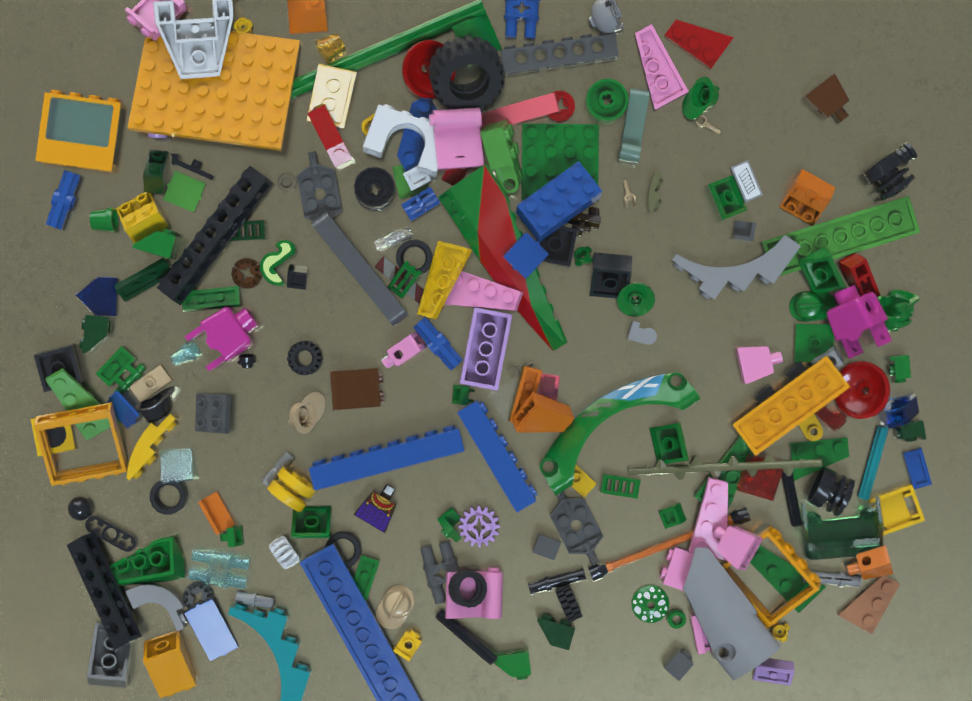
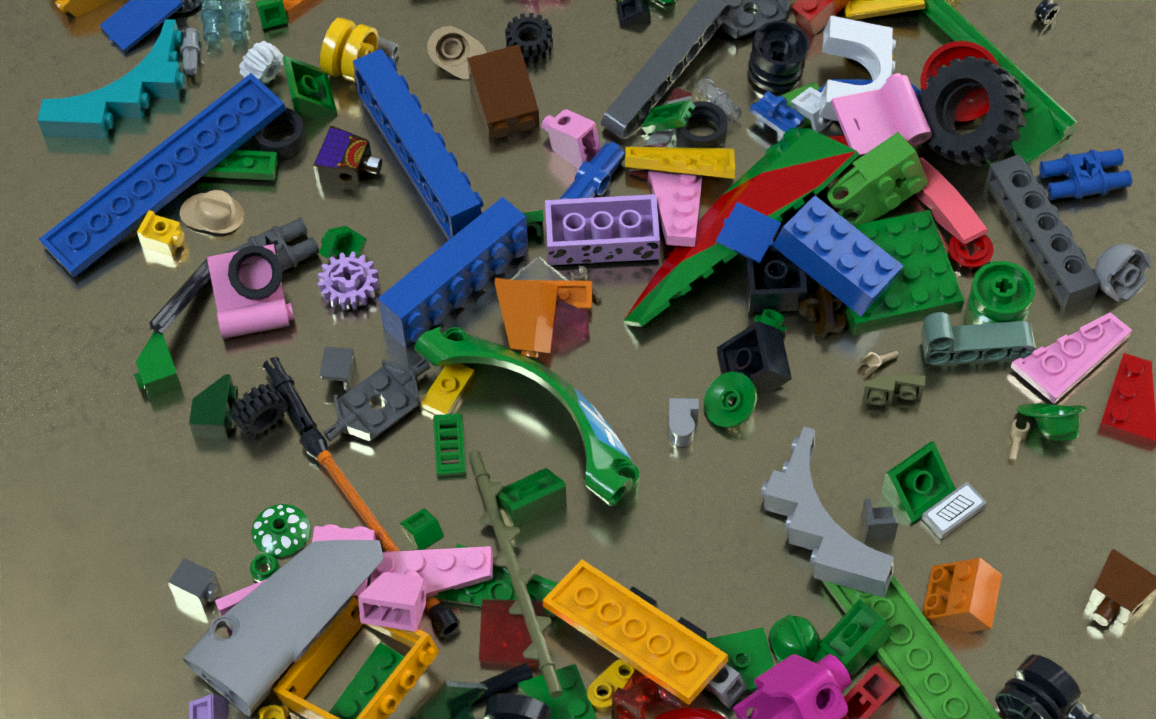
camera: 80 degrees right, 30 degrees down
(756, 362) = (685, 583): bright pink torso -> none

